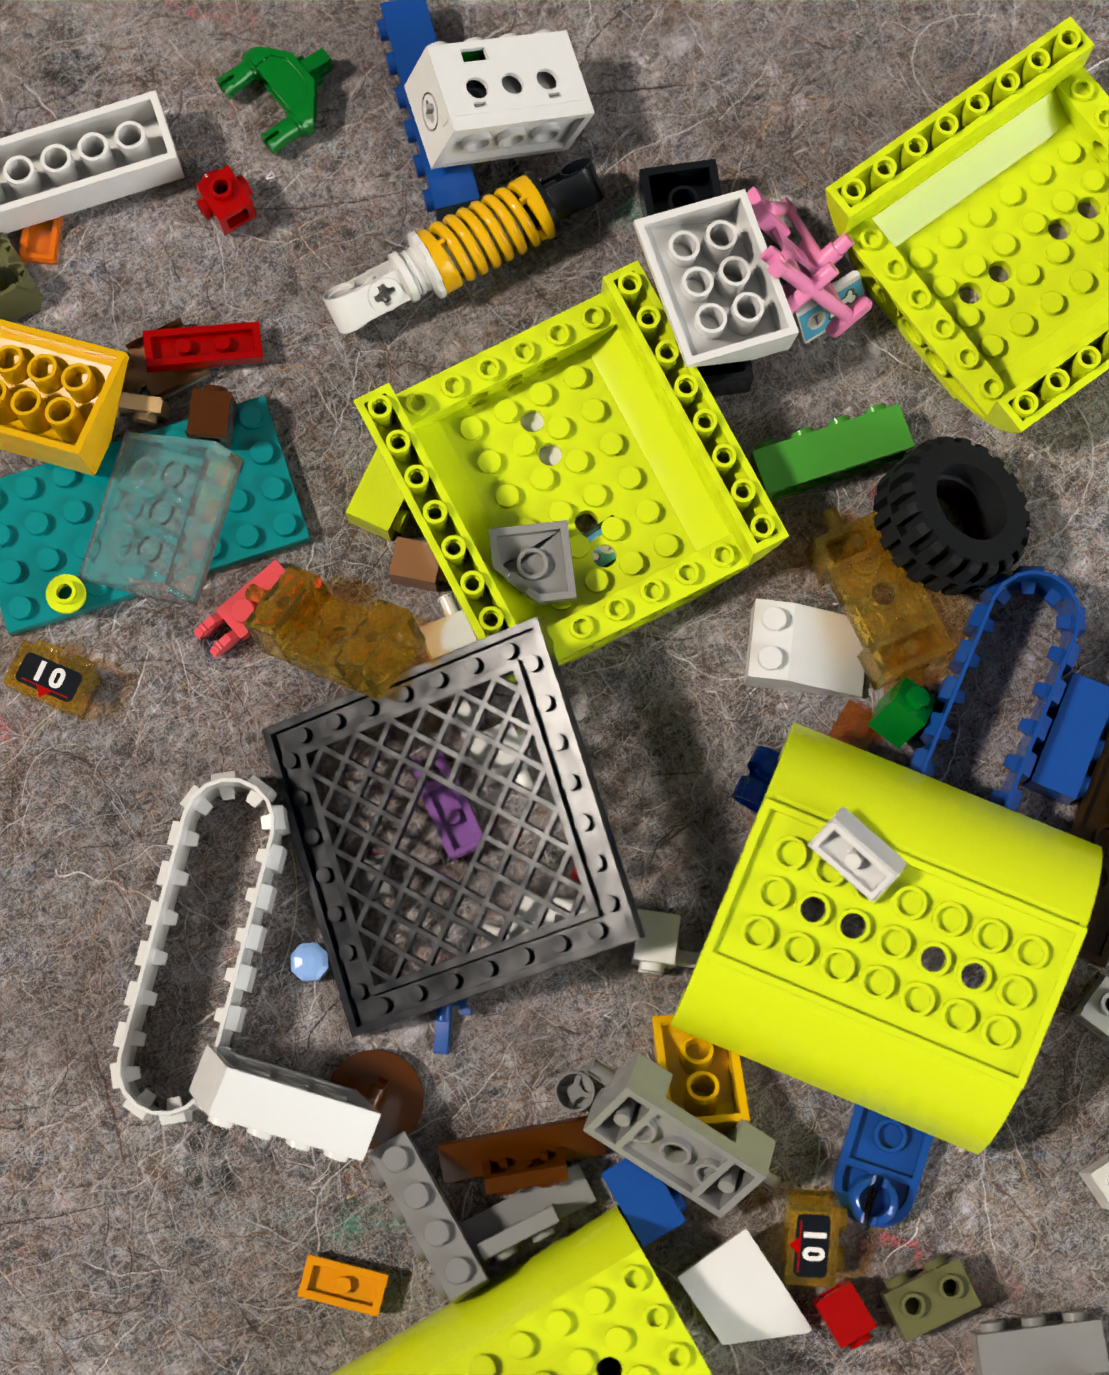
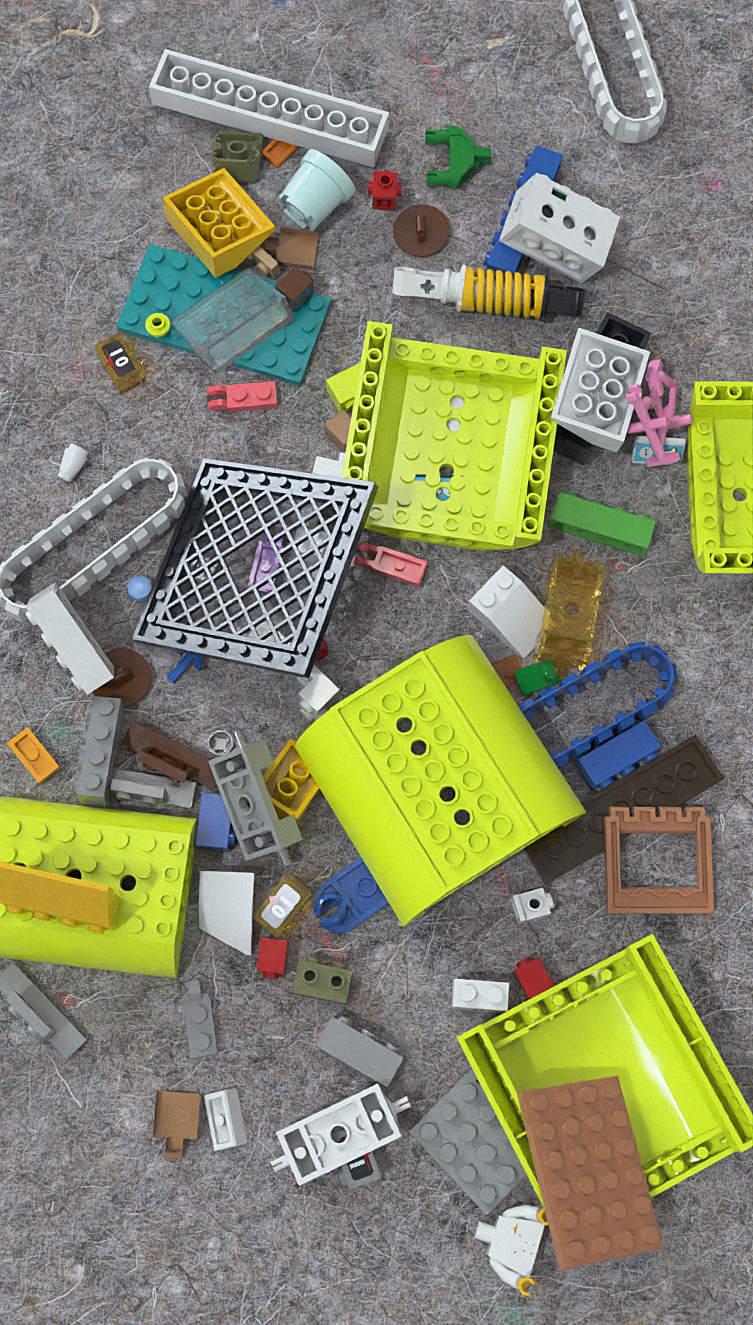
camera: 35 degrees right, 5 degrees down
(92, 859) = (72, 461): none -> white cone
(137, 264) = (315, 190): none -> light aqua piece
(202, 346) = (318, 253): red plate -> none
(303, 620) = (270, 432): clear yellow brick -> none
(310, 220) = (421, 230): none -> reddish brown shield
(535, 560) = (404, 468): light grey plate -> none
(617, 691) = (392, 564): none -> coral hinge
(858, 854) = (447, 710): white slope -> none
(924, 538) = (662, 587): black tyre -> none

